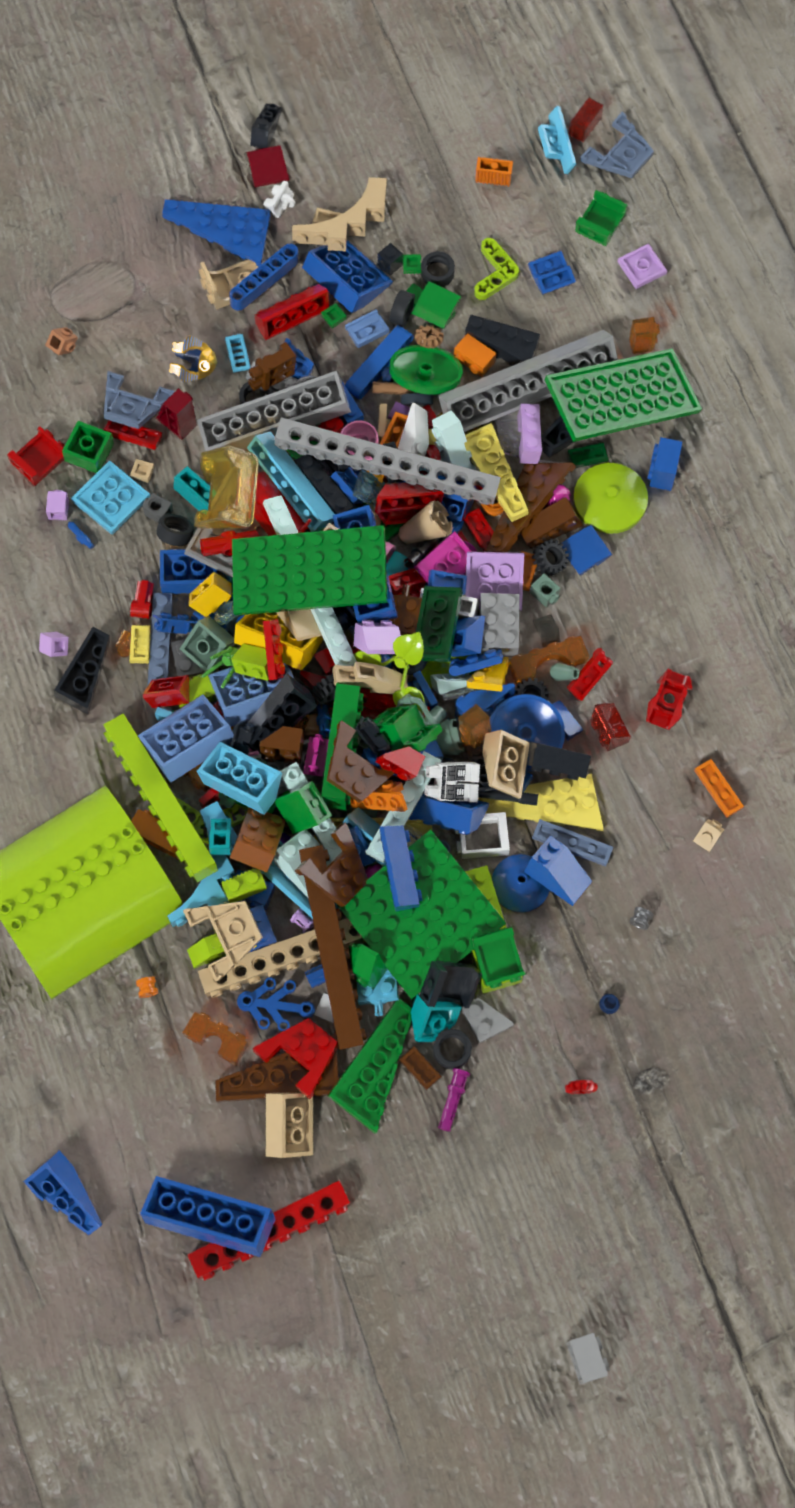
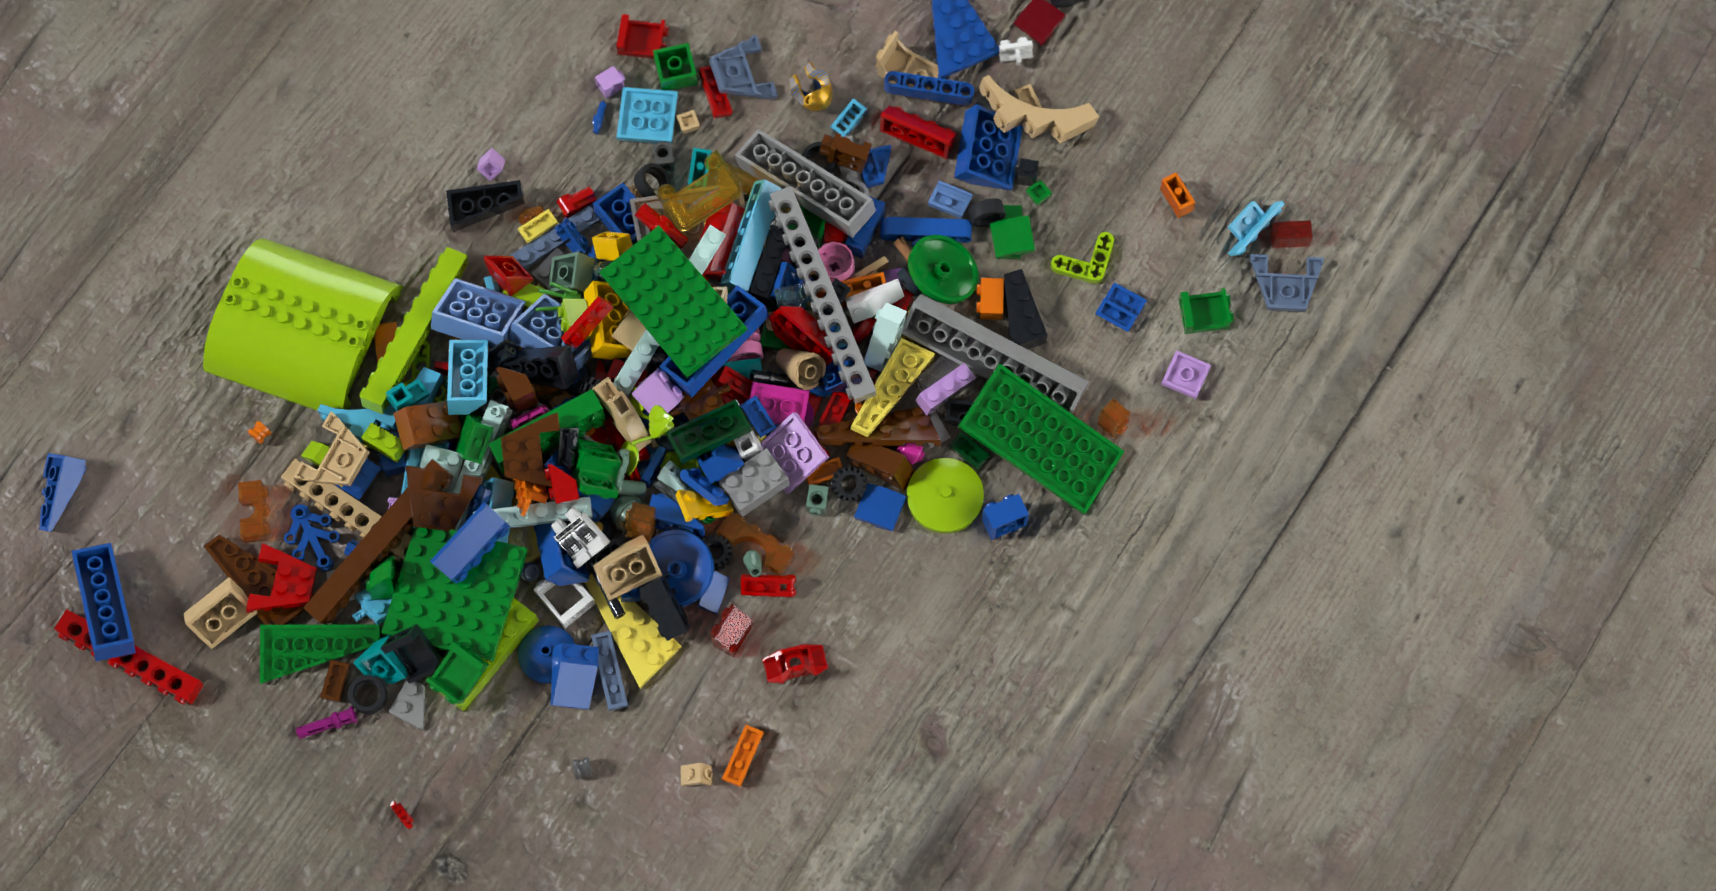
camera: 55 degrees right, 0 degrees up
(178, 414) = (752, 112): dark red wedge -> none
(333, 315) = (941, 166): green plate -> none
(433, 340) = (978, 257): medium nougat gear -> none
(440, 257) = (1049, 202): black tyre -> none
(609, 1004) = (492, 792): dark blue plate -> none

